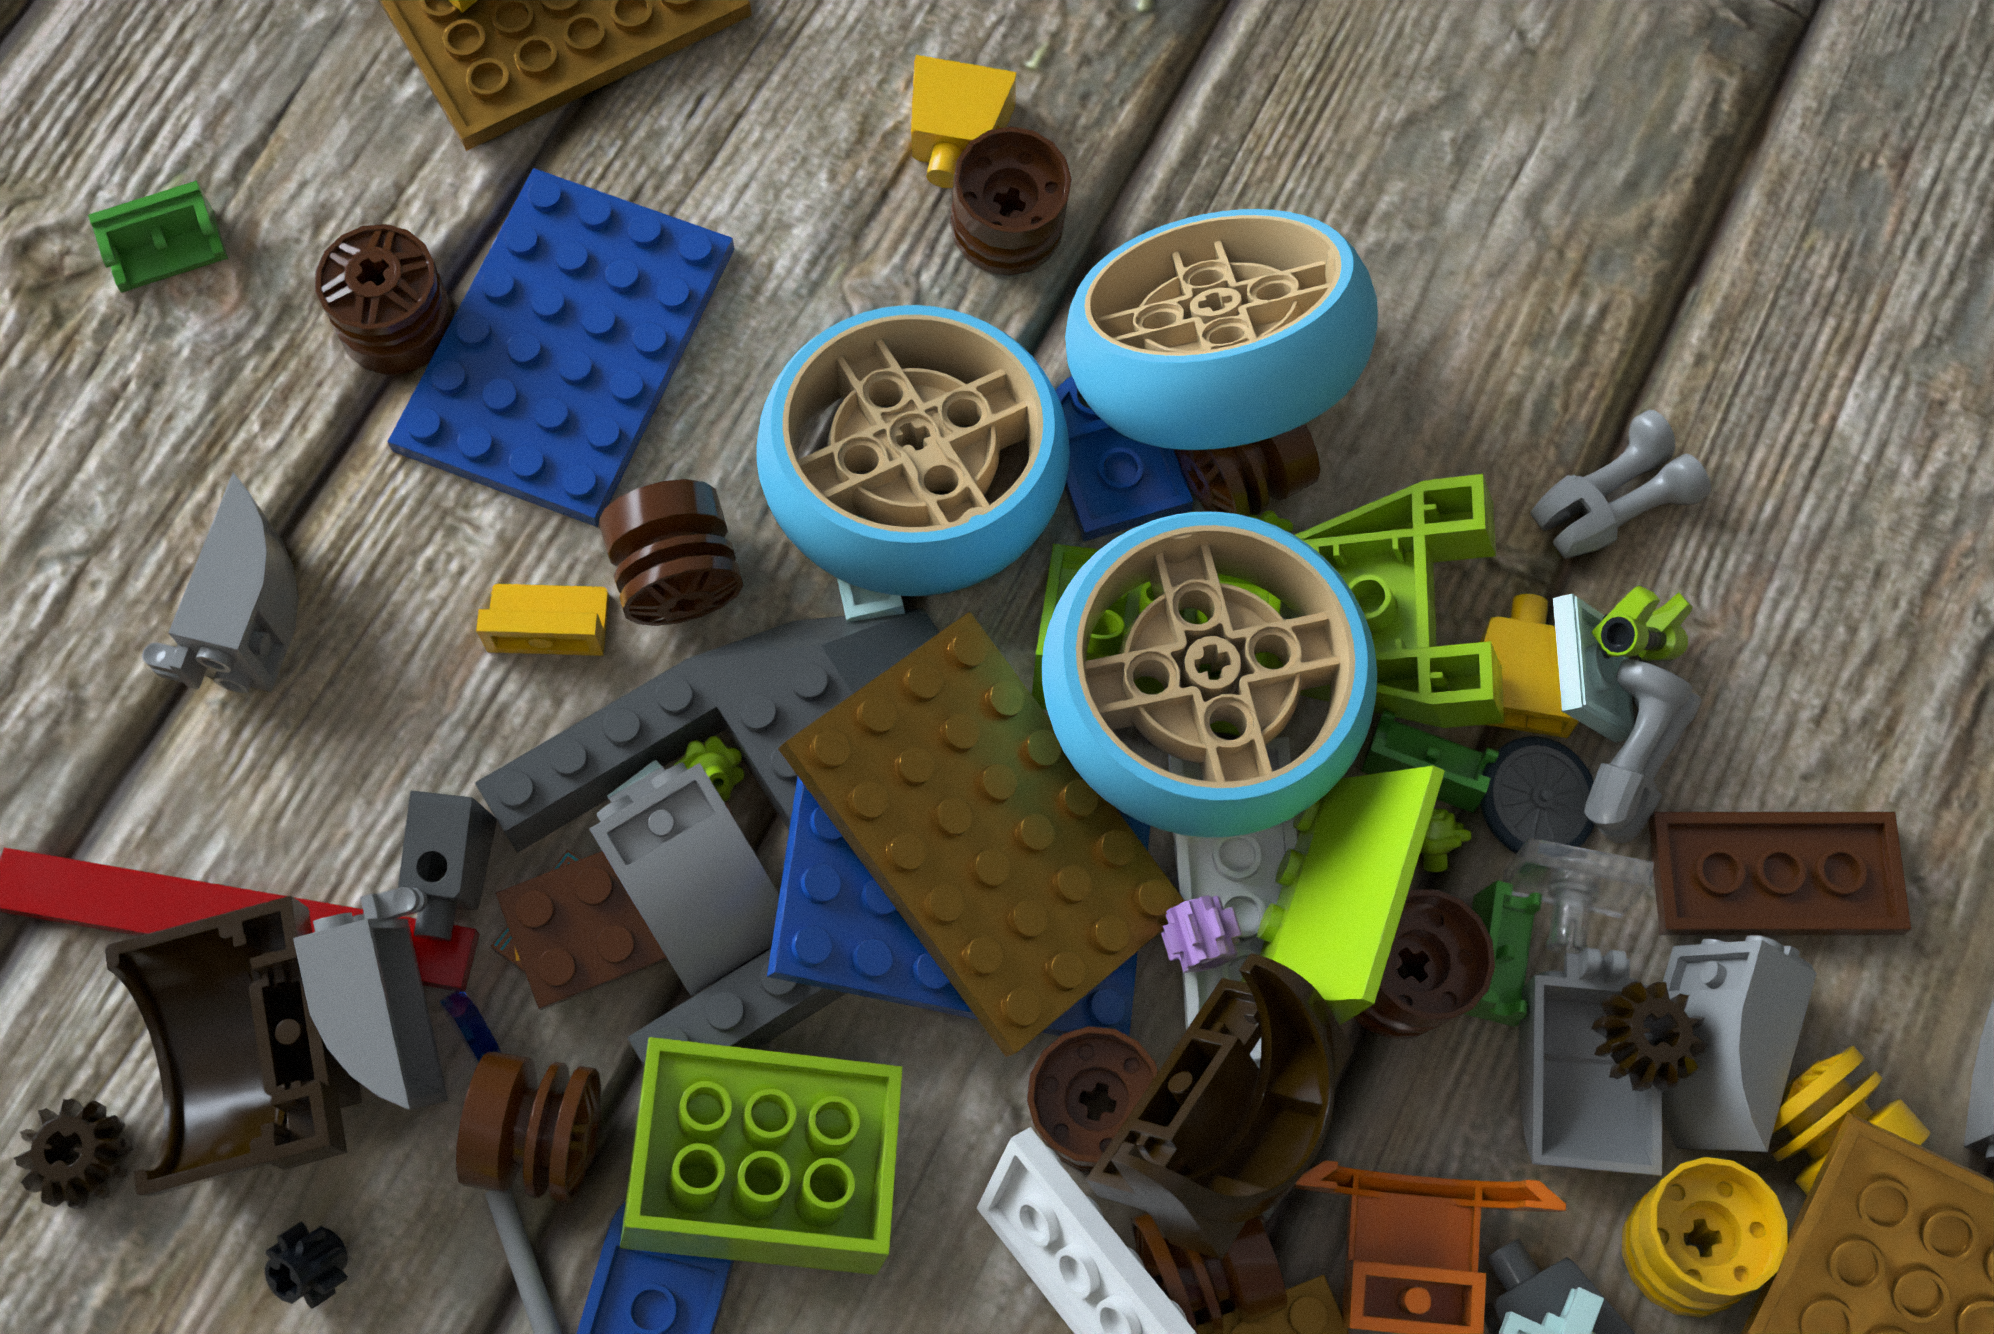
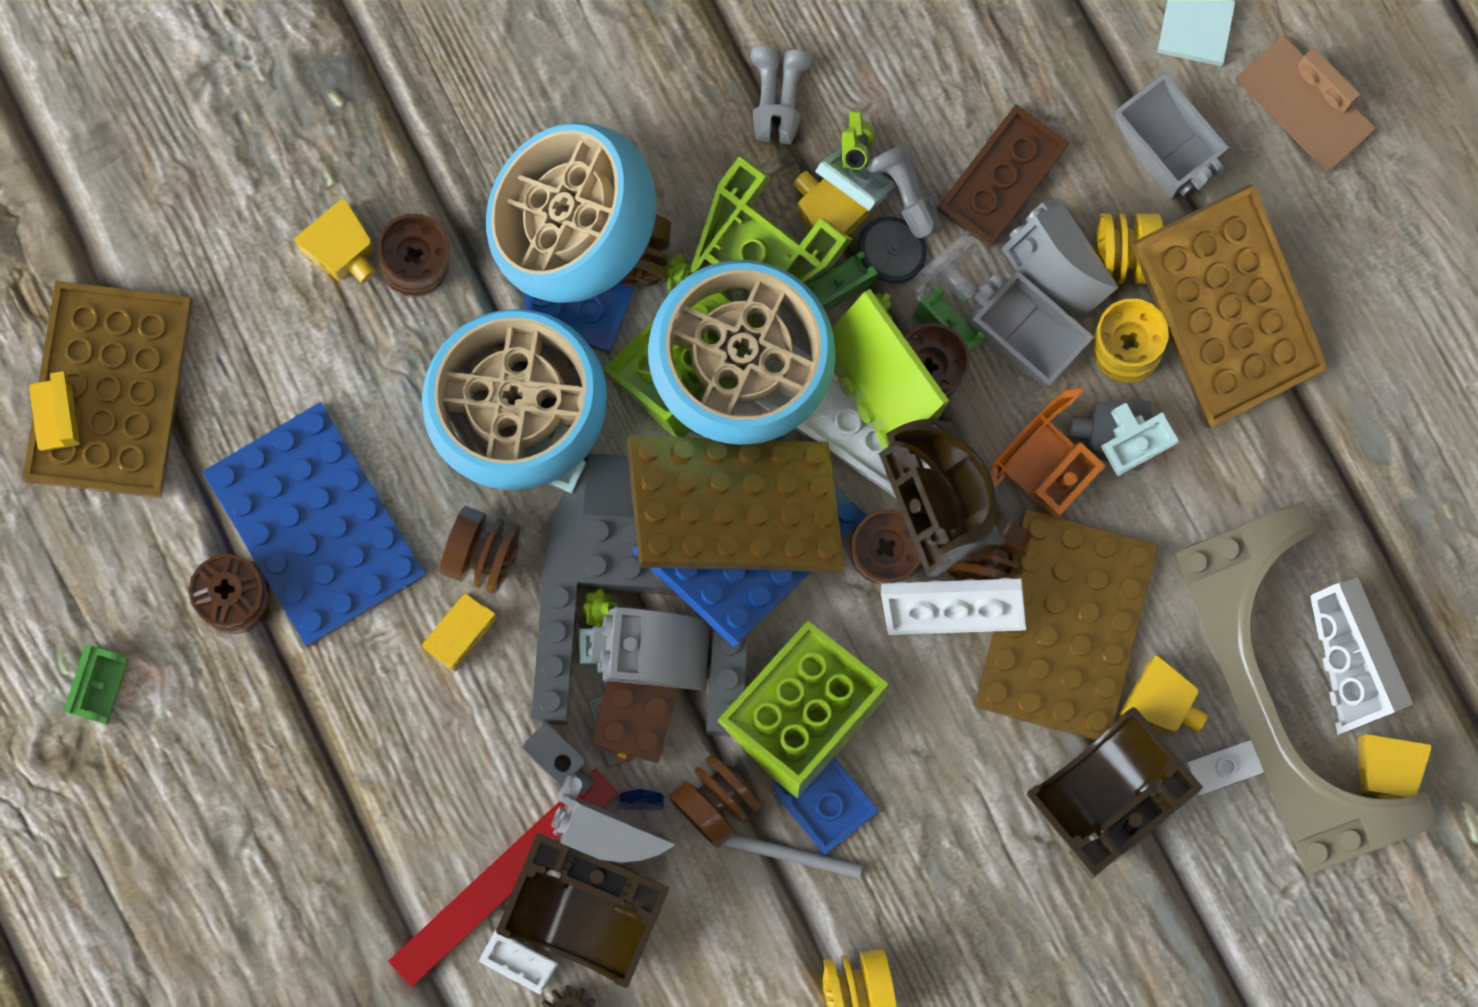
camera: 60 degrees left, 10 degrees up
(111, 1033) = (518, 962): none -> white plate
(236, 604) = (350, 770): light grey piece -> none
(306, 1265) = (700, 942): black gear -> none
(1201, 934) = (848, 446): lavender gear -> none
(1645, 1011) = (1031, 305): dark brown gear -> none

